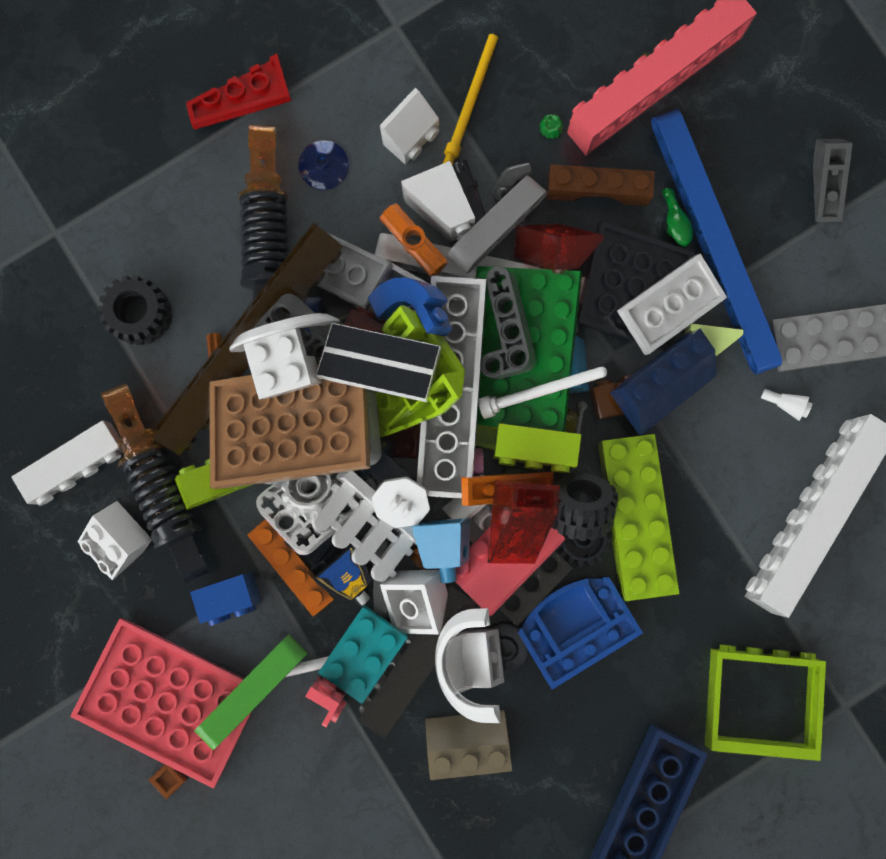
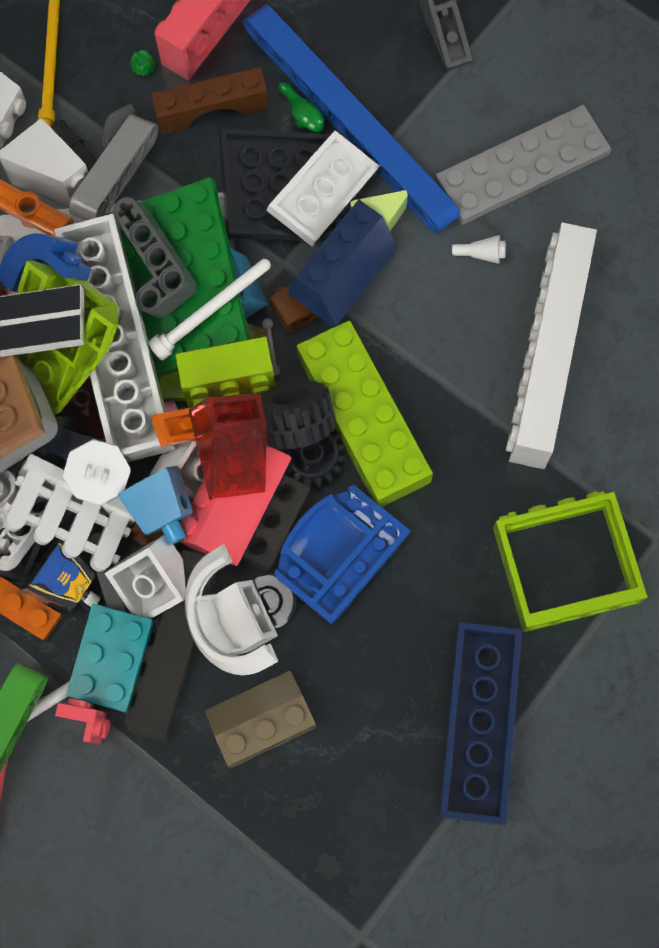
camera: 20 degrees left, 10 degrees down
(555, 246) = (178, 166): clear red slope -> none

